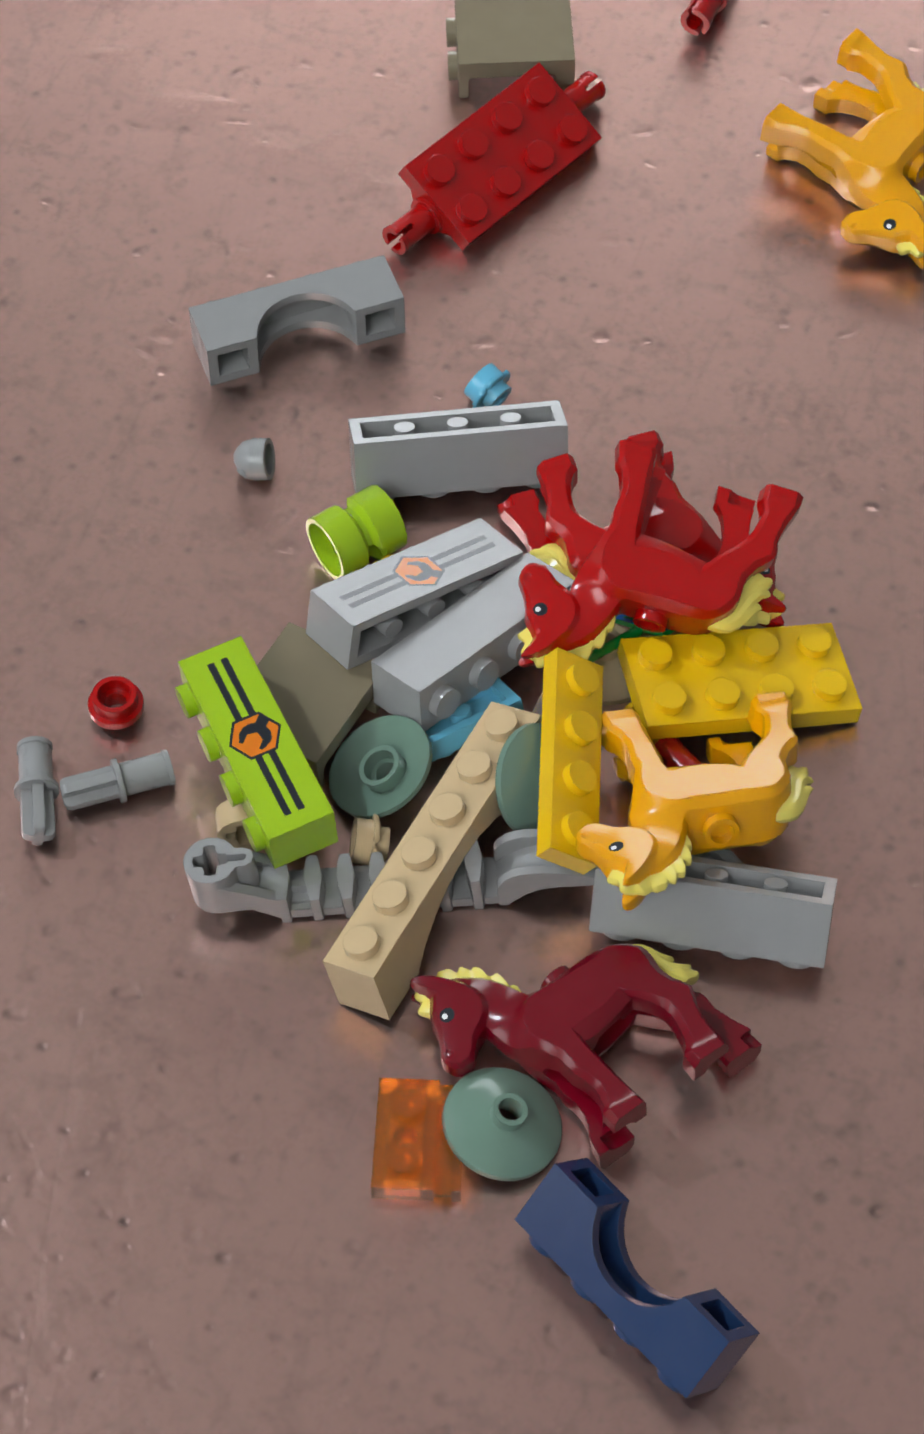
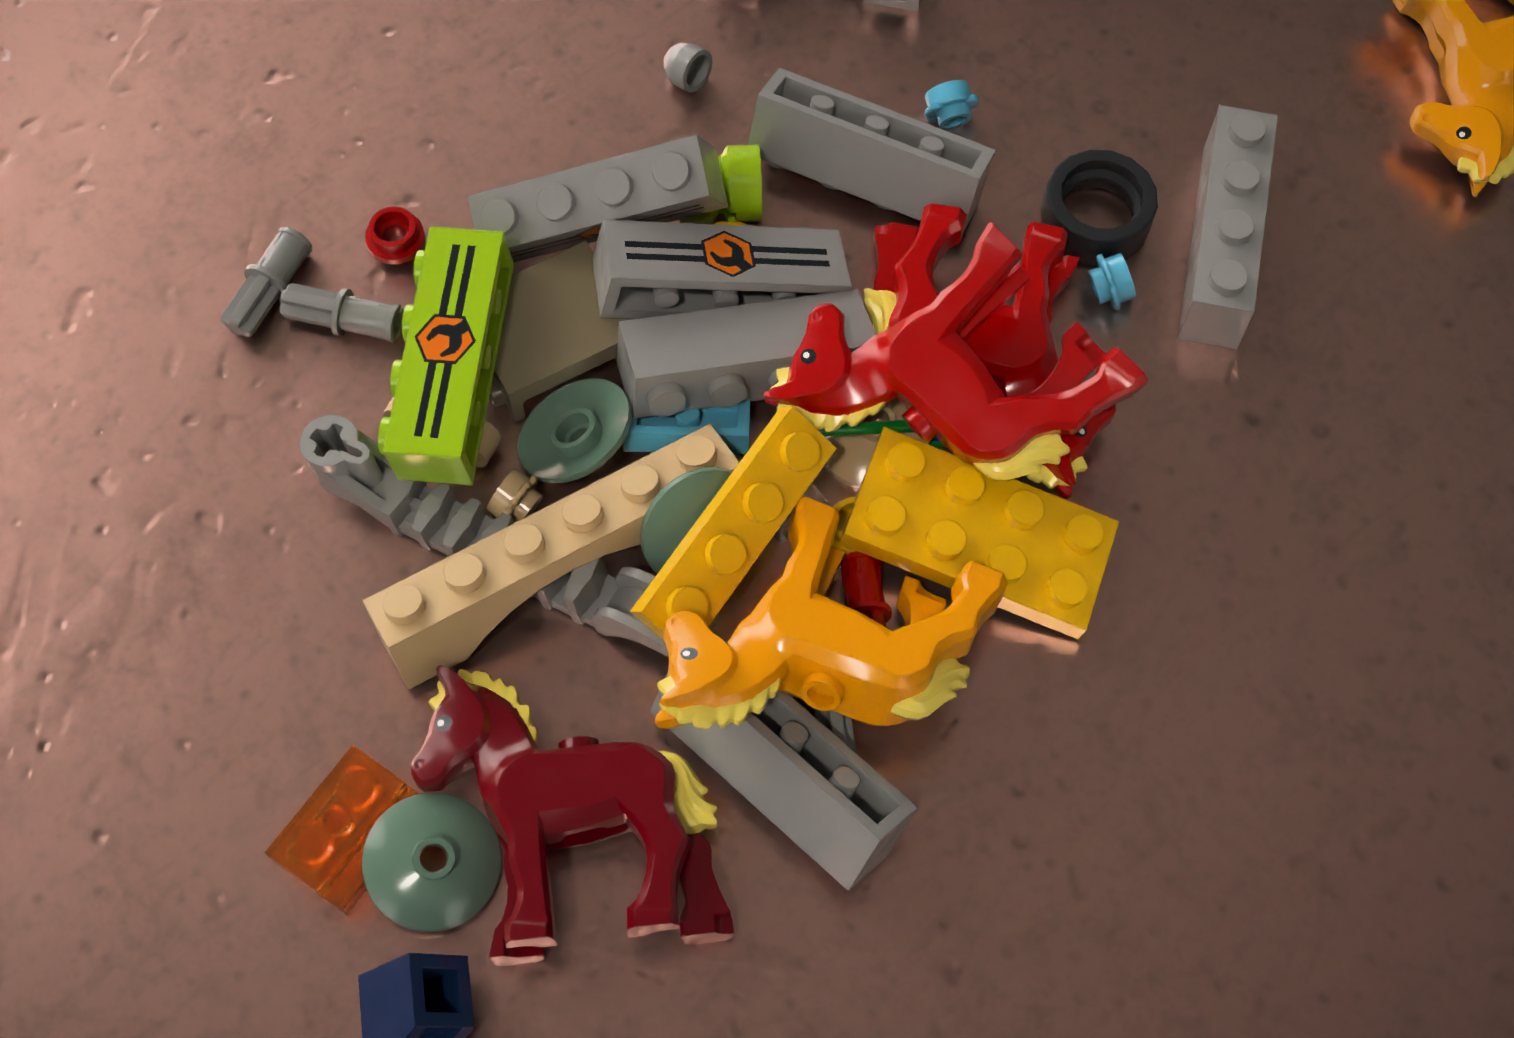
camera: 30 degrees right, 10 degrees up
(282, 581) = (569, 205): none -> light grey brick
(662, 379) = (1115, 174): none -> black tyre
(705, 457) = (1112, 280): none -> medium azure plate
(765, 375) = (1228, 228): none -> light grey brick

